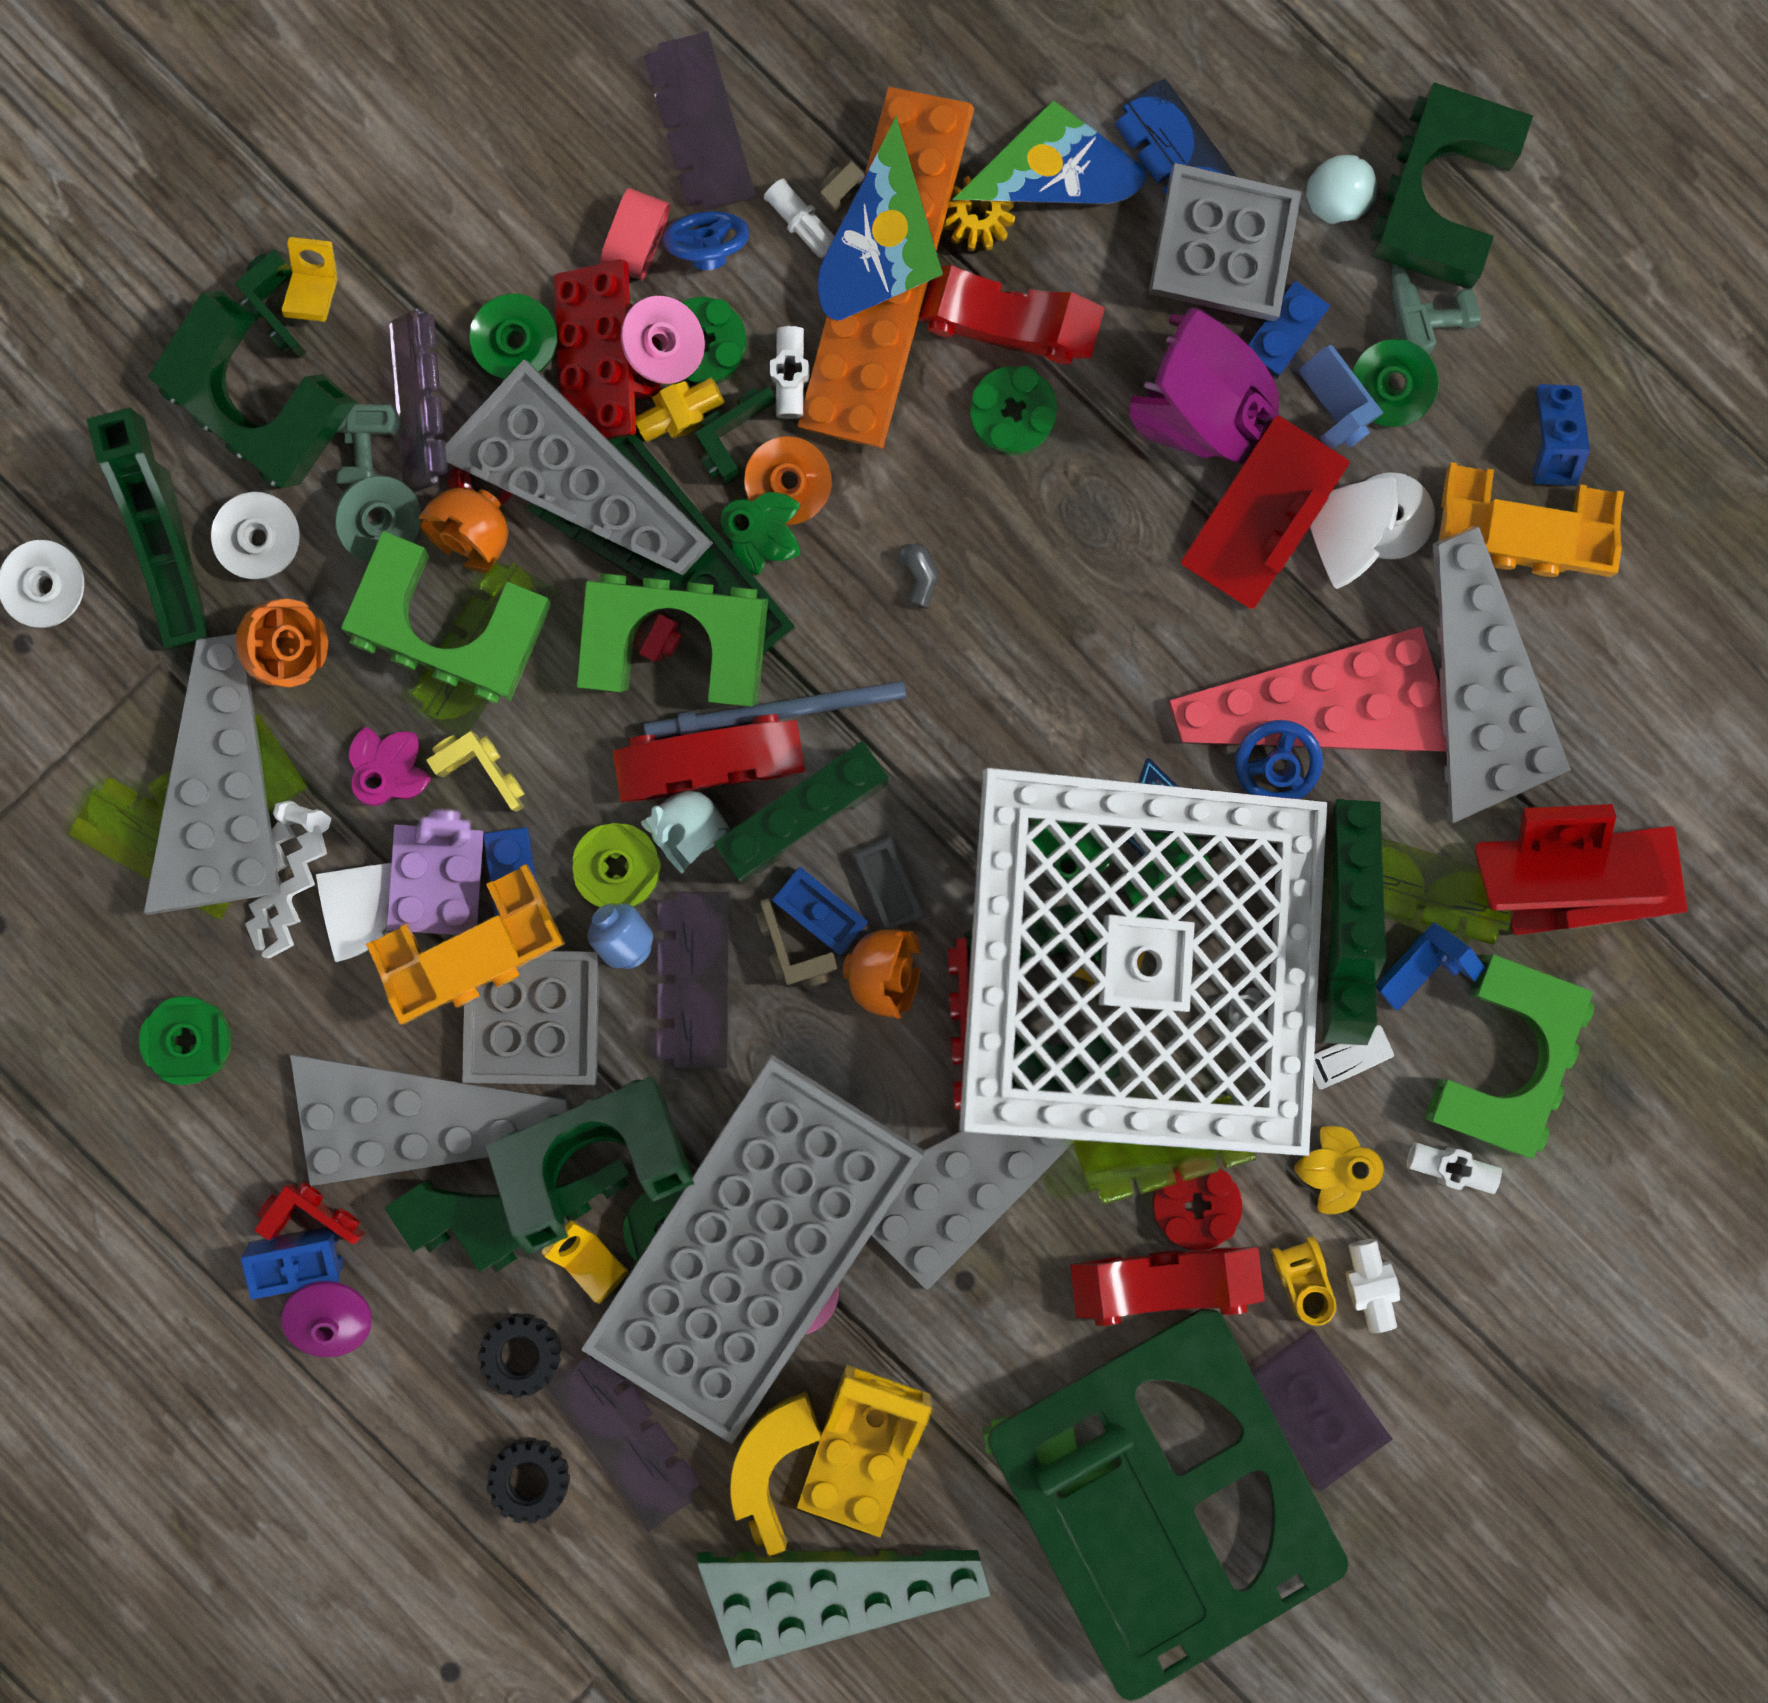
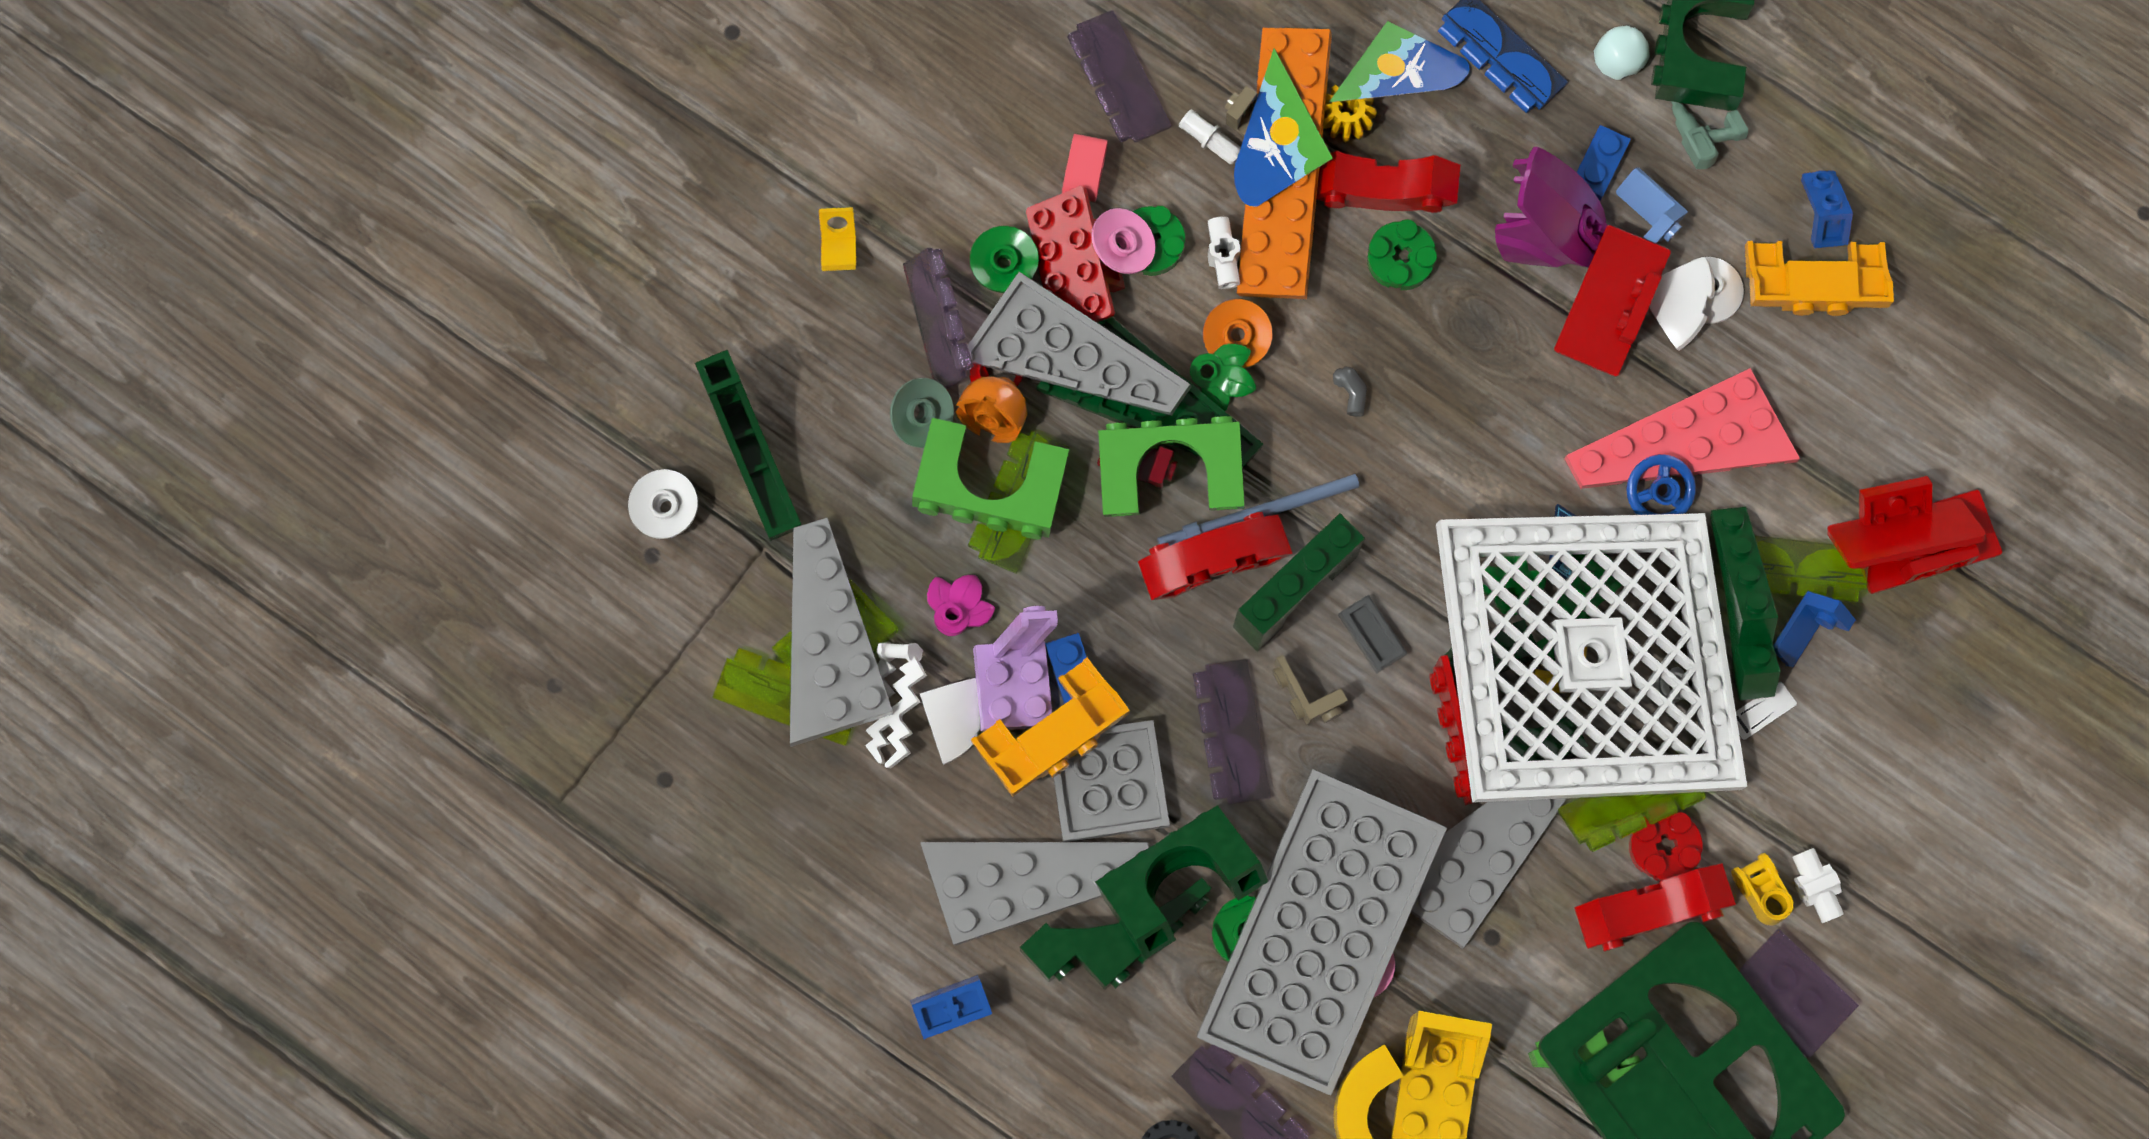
camera: 10 degrees left, 10 degrees down
(169, 1060) = (816, 833): green plate -> none
(195, 376) = (759, 325): dark green arch -> none
(238, 523) = (821, 425): white dish -> none
(262, 278) = (800, 244): dark green bracket -> none
(279, 1210) = (932, 967): red bracket -> none
(281, 642) = (863, 517): orange cylinder -> none
(330, 1306) = (982, 1034): magenta dish -> none
(358, 426) = (893, 344): sand green piece -> none
(454, 753) = (1011, 584): light yellow bracket -> none
(496, 1371) = (1157, 1032): black tyre -> none
(588, 1262) = (1188, 968): yellow bracket -> none
(591, 866) = (1159, 672): lime plate -> none
(620, 936) = (1169, 704): medium blue head -> none
(679, 409) = (1143, 293): yellow axle -> none
(685, 827) = (1206, 610): light aqua helmet -> none
(705, 244) = (1141, 167): blue piece -> none
(715, 456) = (1176, 322): dark green bracket -> none
(820, 911) = (1323, 661): blue plate -> none
(882, 972) = (1382, 698): orange cylinder -> none
(1225, 242) = (1541, 103): light grey plate -> none
(1333, 1170) = (1767, 799): yellow plate -> none
(1421, 377) = (1712, 184): green dish -> none
(1473, 1173) = (1879, 782): white axle -> none
(1490, 698) = (1815, 413): light grey wing -> none
(1555, 1015) = (1916, 648): bright green arch -> none

